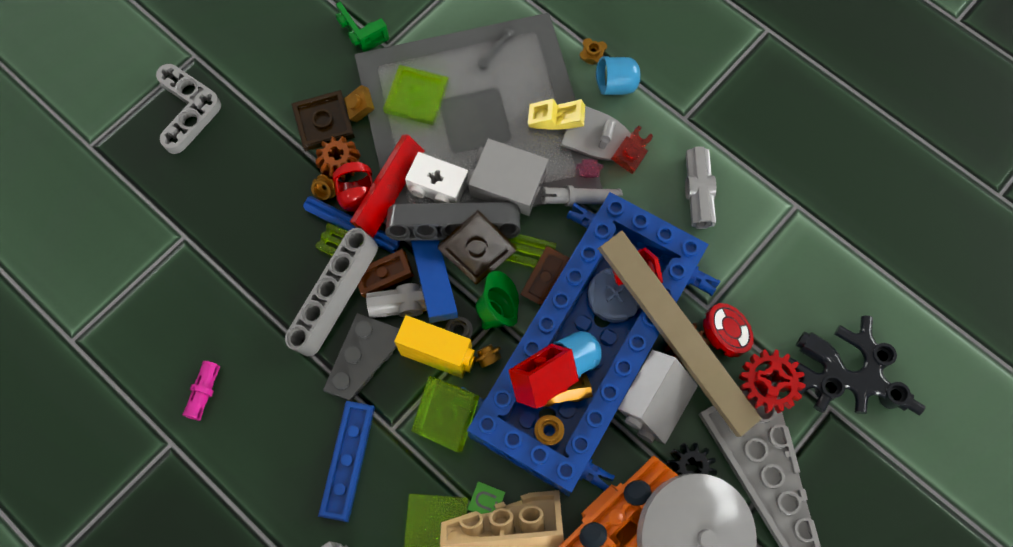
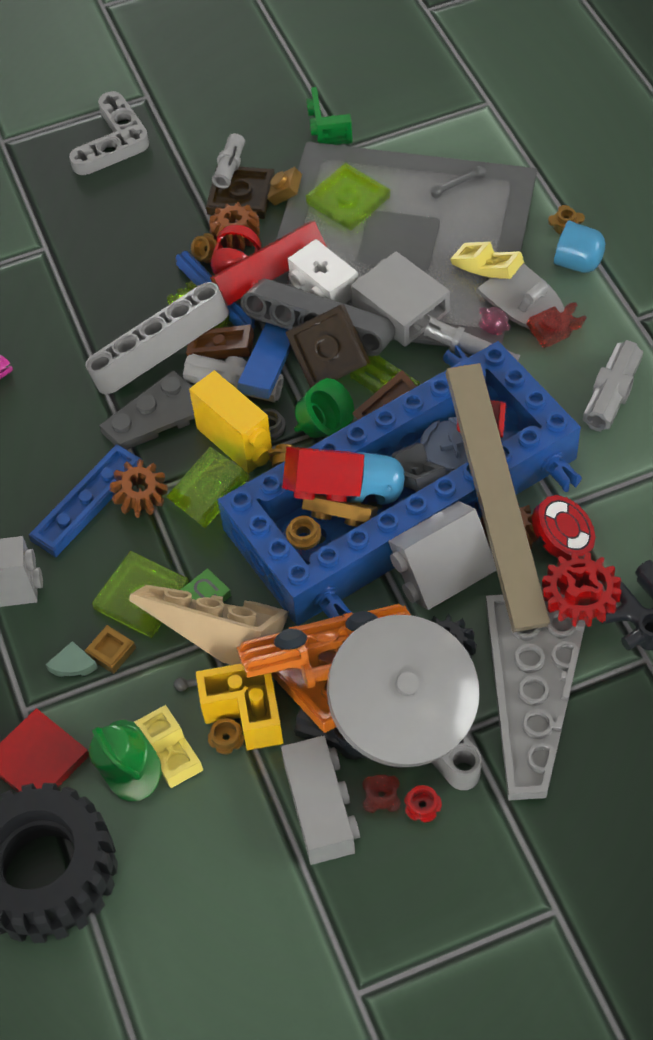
camera: 30 degrees right, 15 degrees down
(302, 98) = (228, 161): none -> light grey pin
(381, 443) = (138, 476): none -> dark orange gear
(606, 330) = (416, 468): none -> dark grey bracket

